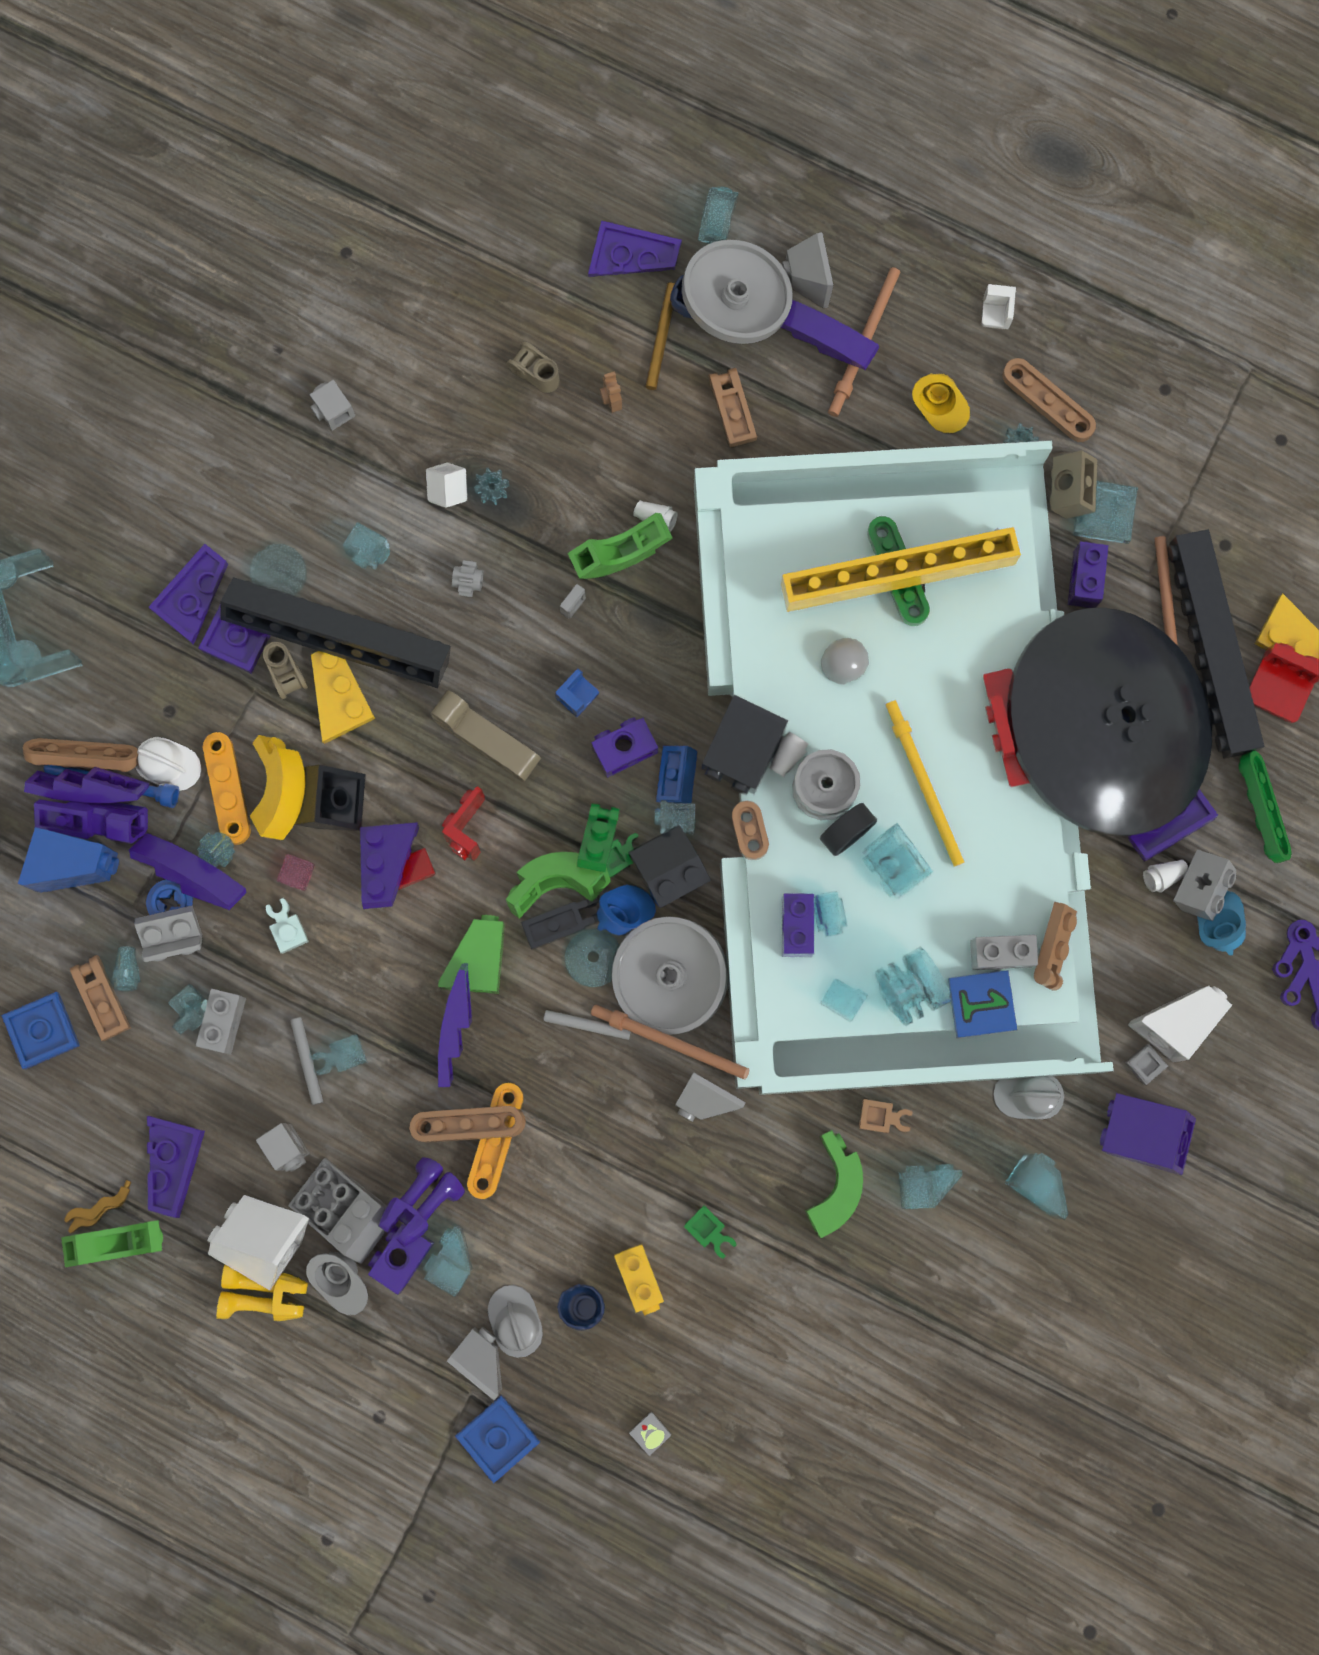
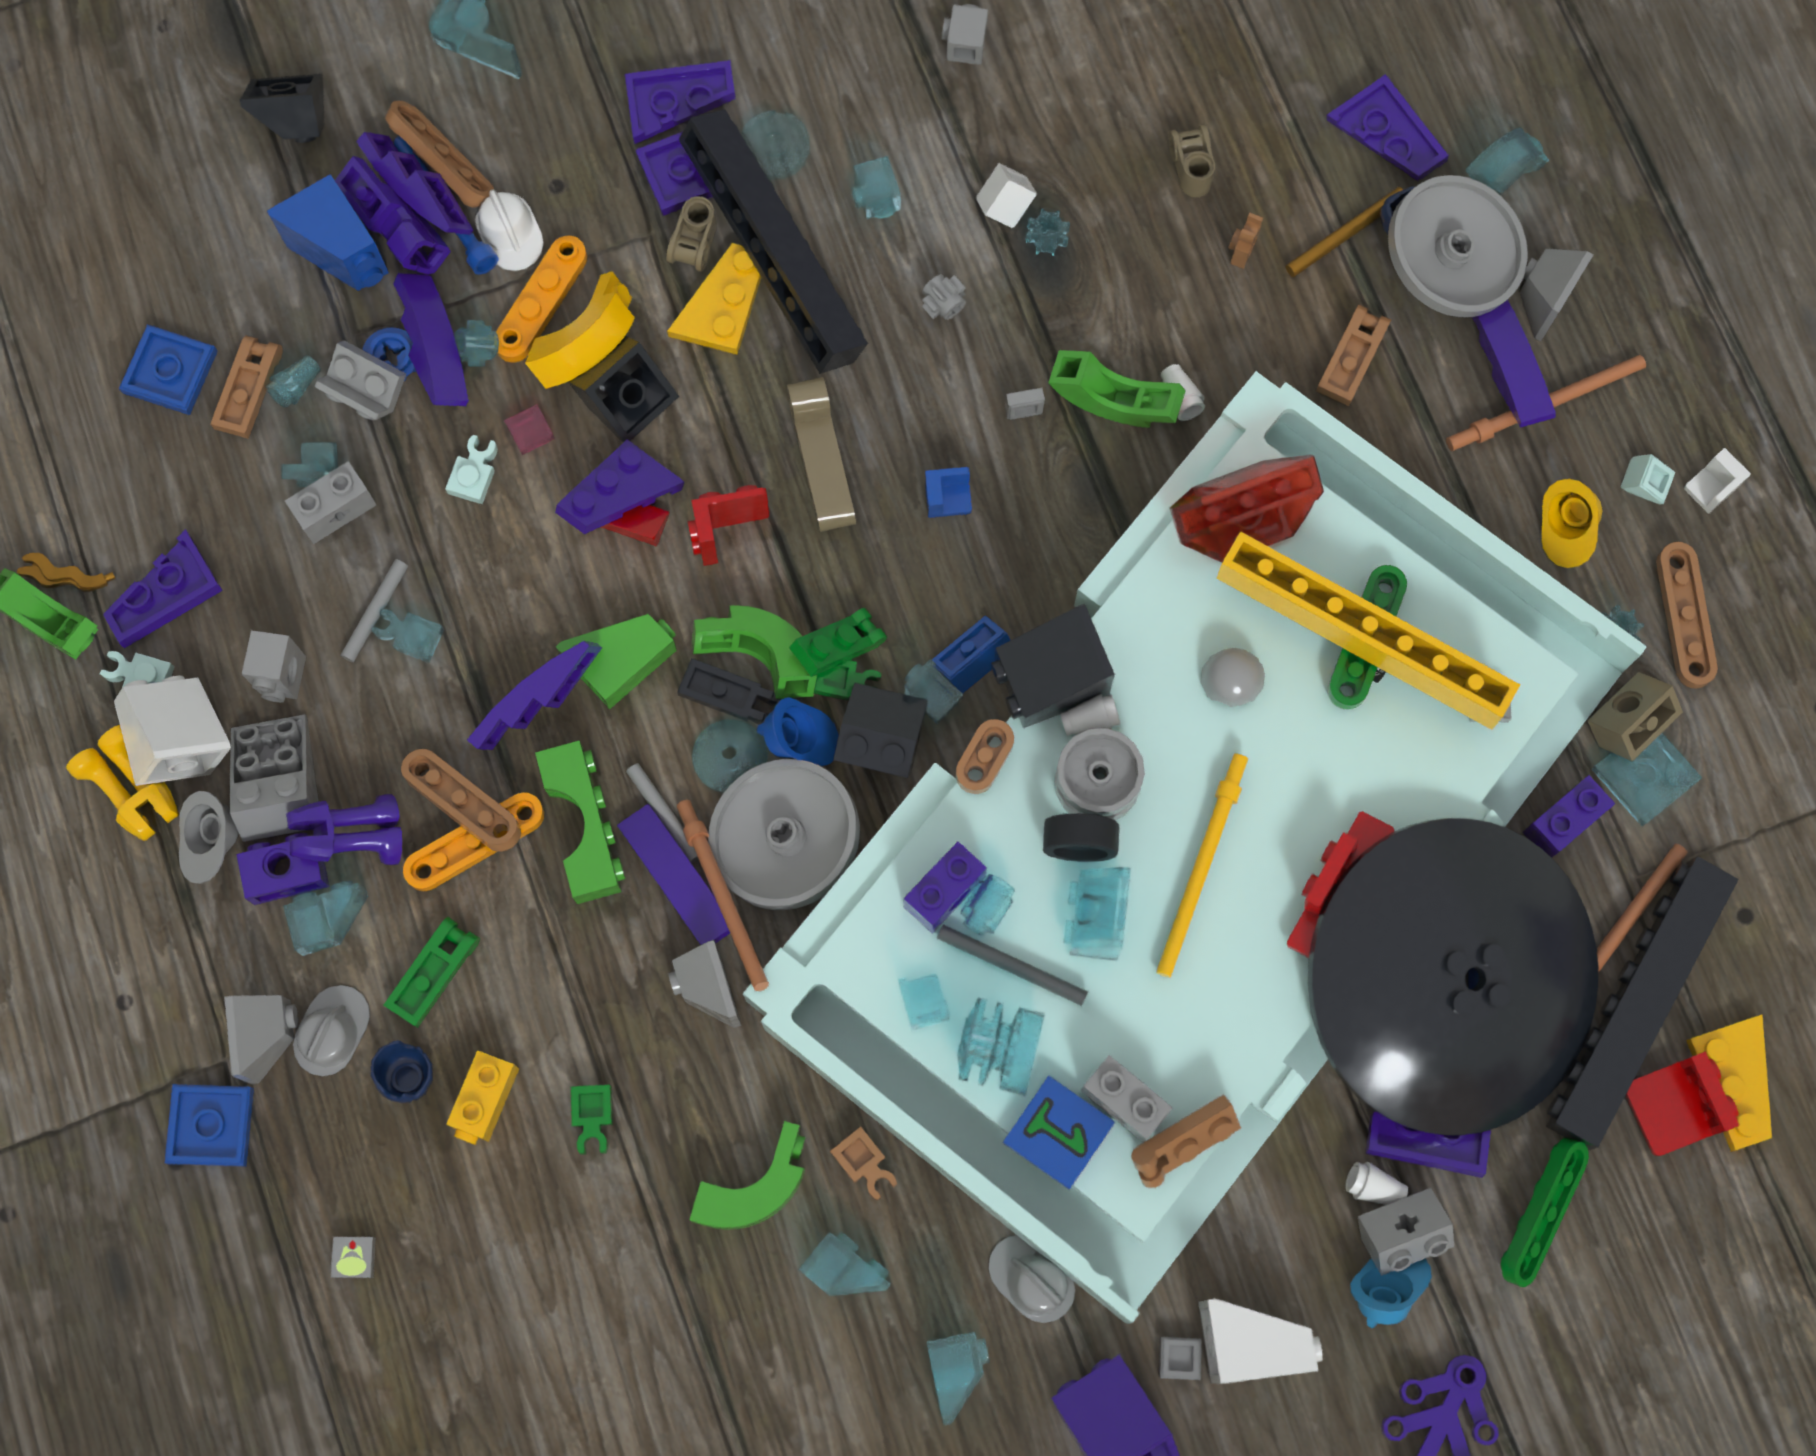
camera: 45 degrees right, 5 degrees down
(202, 1223) = (141, 668): none -> light aqua plate
(542, 1237) = (431, 972): none -> green plate
(578, 1093) = (590, 867): none -> bright green arch
(615, 761) = (959, 598): dark purple brick -> none
(629, 1054) = (674, 875): none -> dark purple slope
(766, 552) = (1258, 500): none -> clear red wedge
(872, 934) = (1012, 965): none -> dark grey bar
(958, 337) = (1648, 478): none -> light aqua slope

